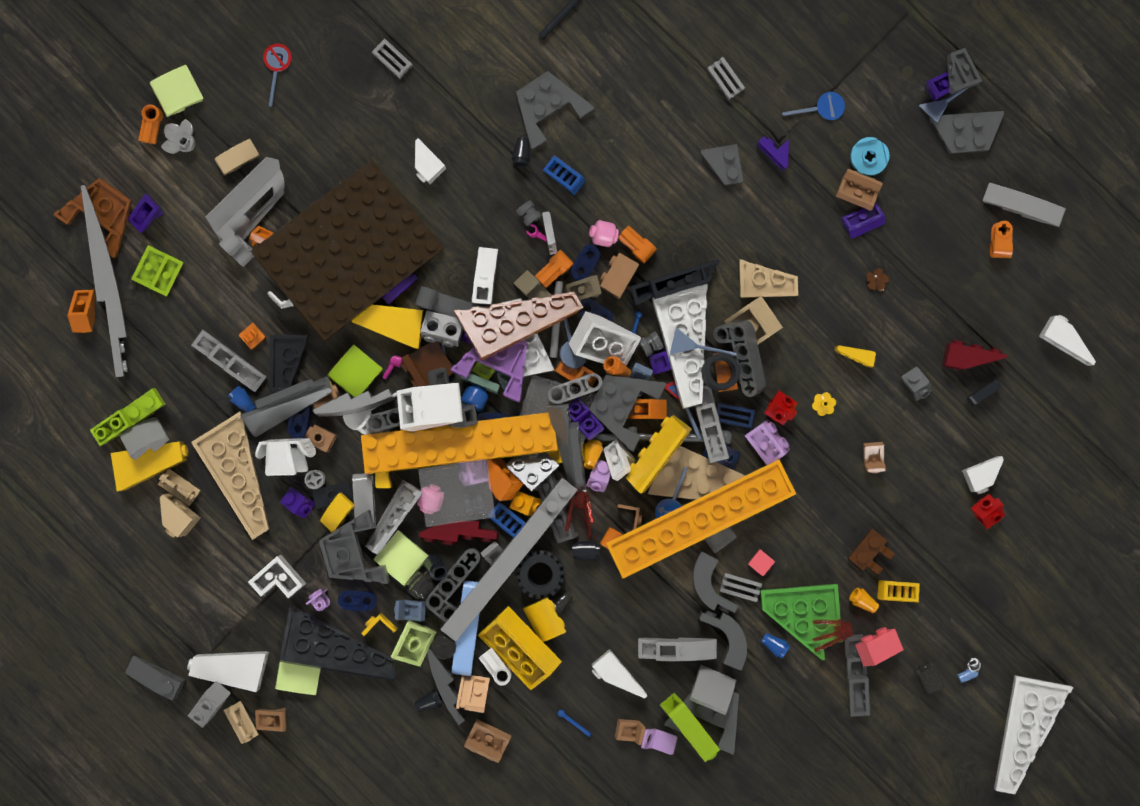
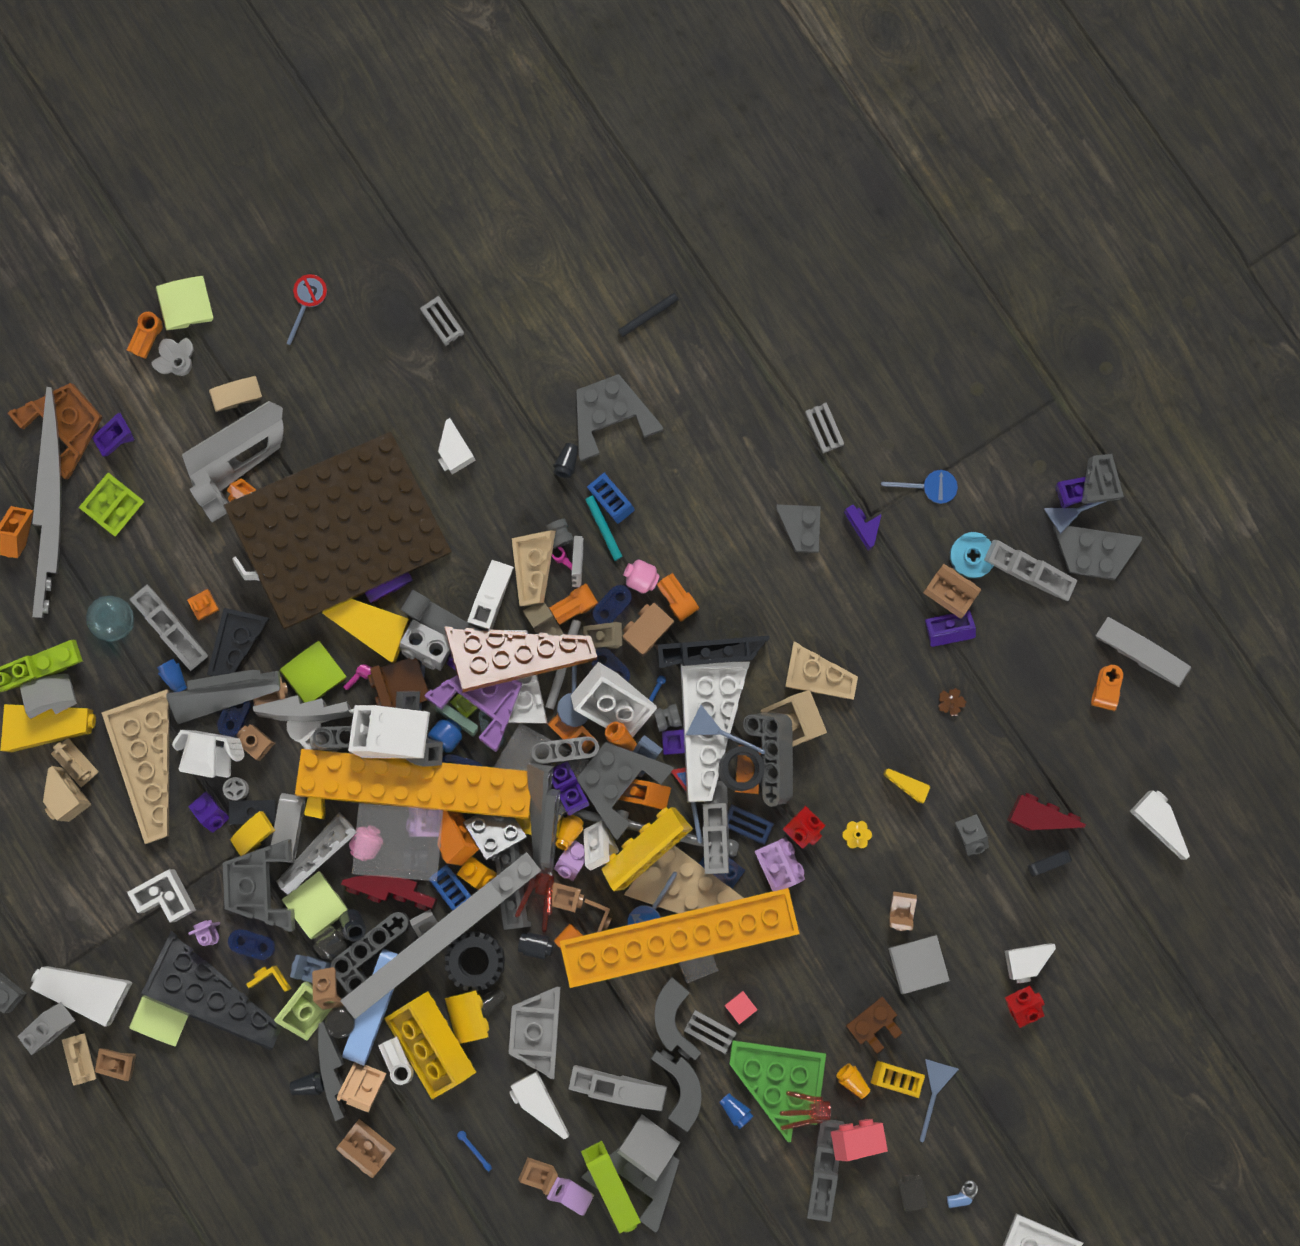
camera: 15 degrees right, 5 degrees down
(179, 364) = (110, 618): none -> clear light blue cylinder
(425, 622) = (325, 988): none -> medium nougat bracket
(513, 244) = (532, 566): none -> tan wing
(564, 201) = (603, 527): none -> teal bar
(601, 618) = (536, 1030): none -> light grey wing
(602, 506) = (566, 897): none -> medium nougat bracket
(896, 496) = (918, 964): none -> light grey slope
(919, 158) = (1030, 570): none -> light grey slope
(930, 581) = (938, 1076): none -> sand blue piece

